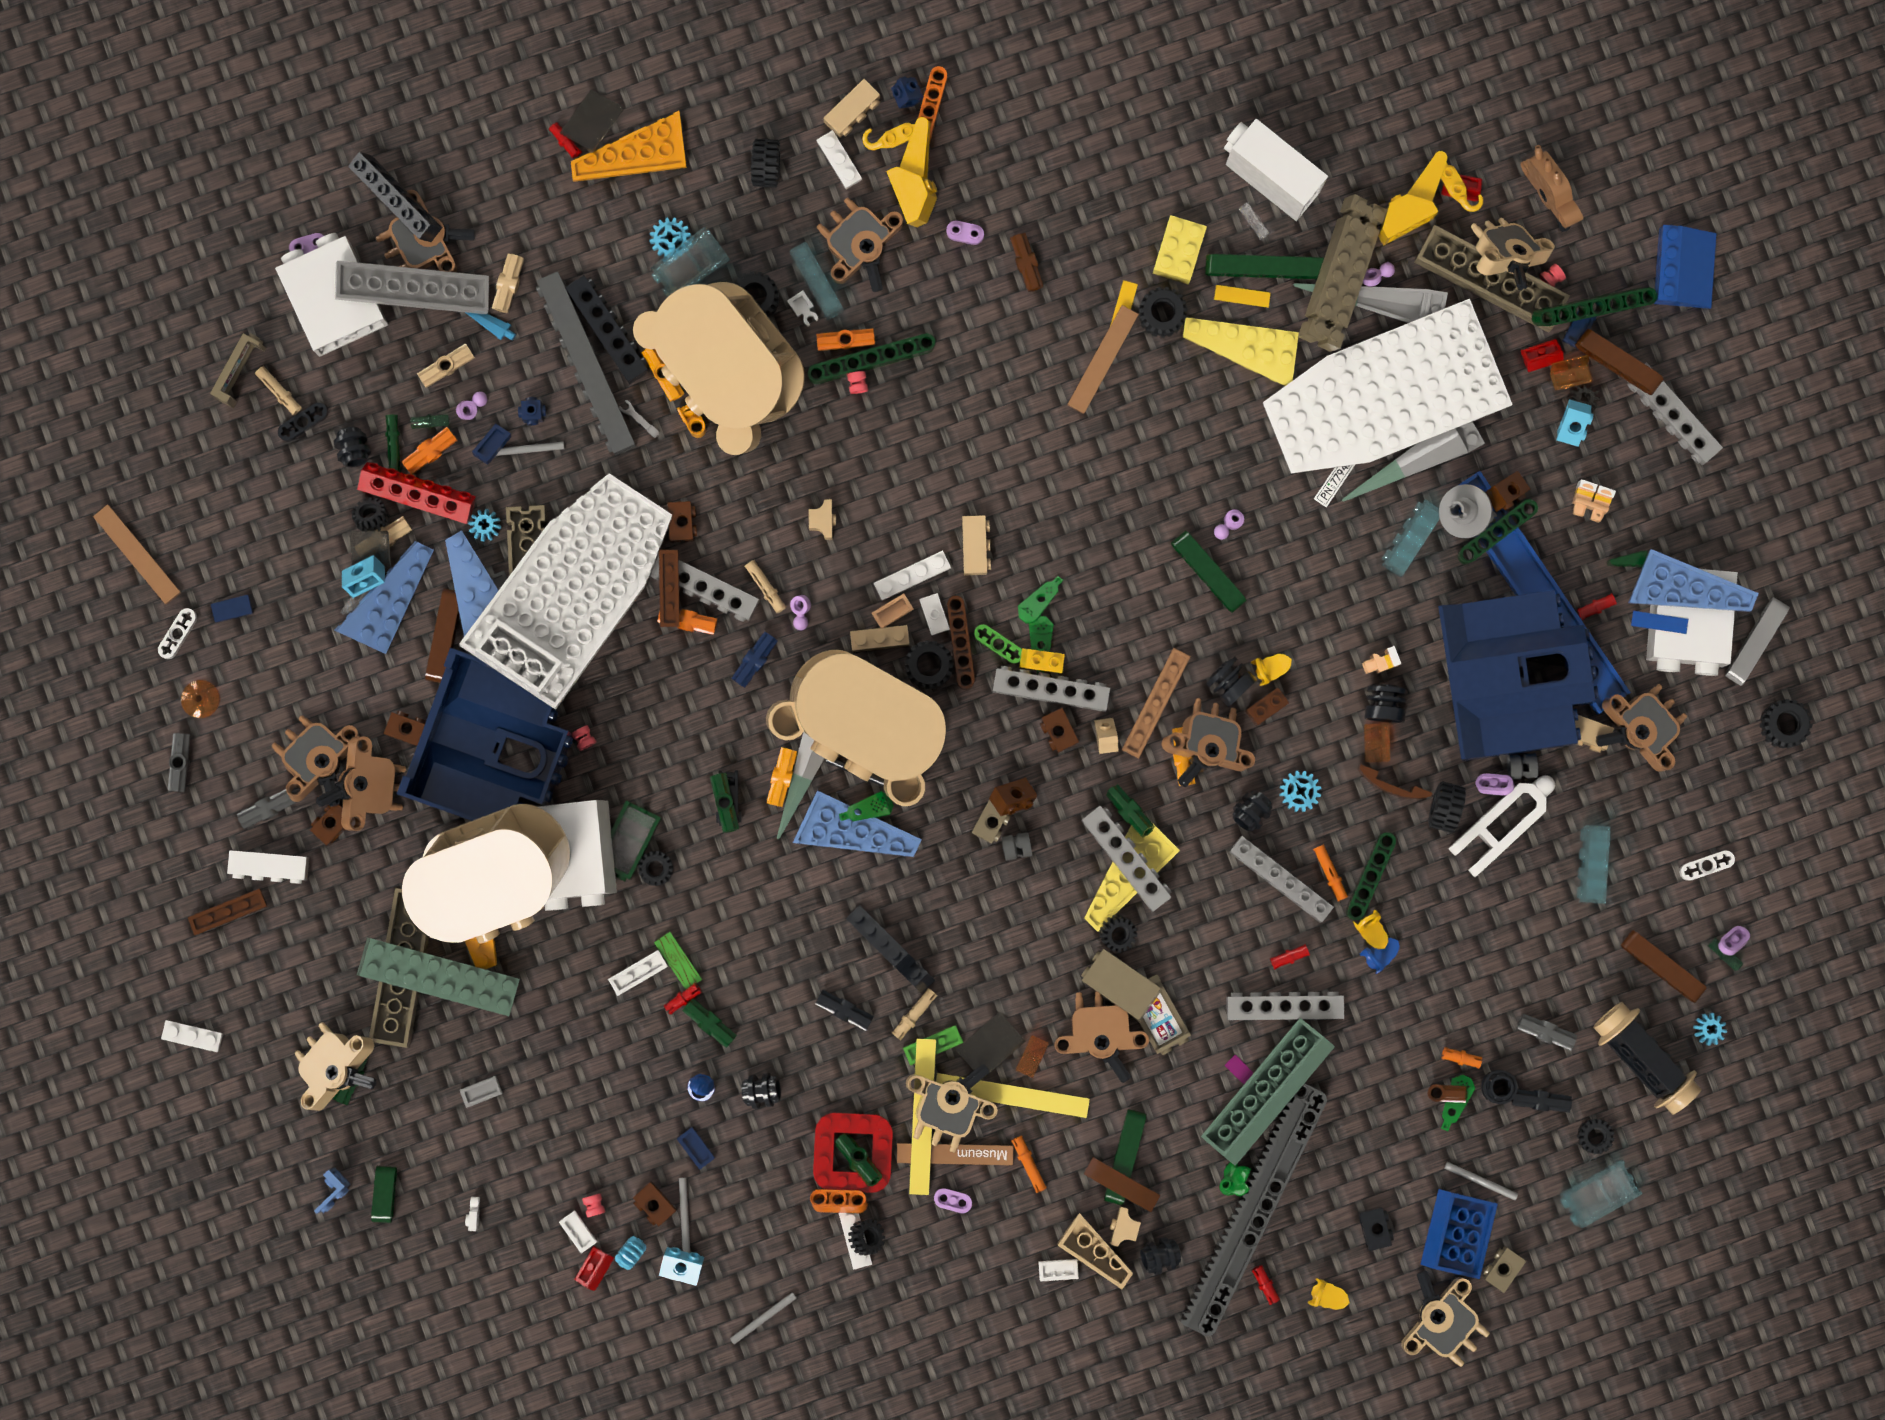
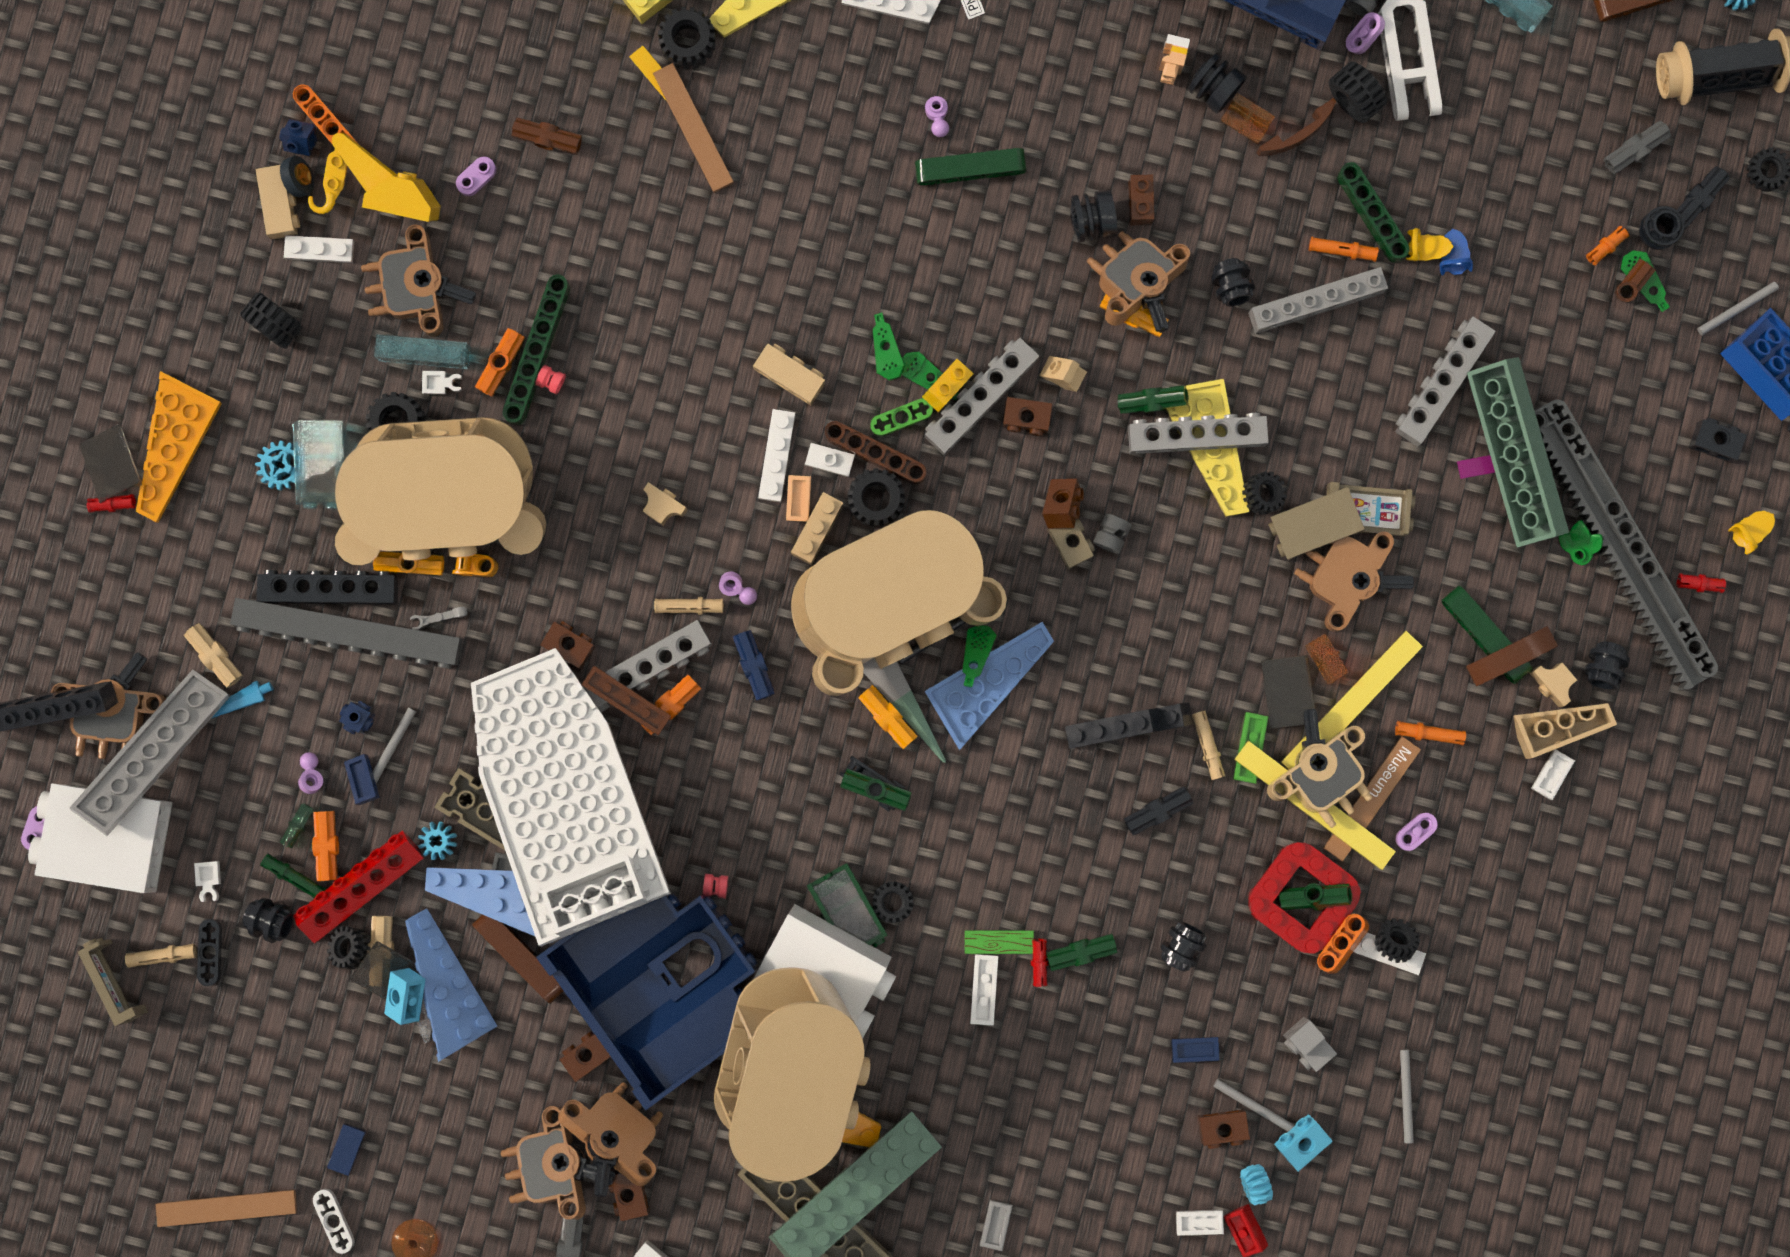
camera: 50 degrees left, 0 degrees up
(353, 384) = (207, 875): none -> white plate
(457, 359) = (252, 756): tan piece -> none
(593, 1205) = (1184, 1189): coral wheel -> none
(701, 1085) = (1139, 1002): blue piece -> none
(752, 1225) = (1310, 1044): none -> light grey brick
(878, 110) = (297, 176): none -> black wheel
(1156, 703) = (1063, 304): medium nougat tile -> none
(1271, 667) = (1105, 169): yellow piece -> none
(1289, 956) = (1398, 343): red pin -> none
(1307, 802) = (1253, 224): medium azure gear -> none

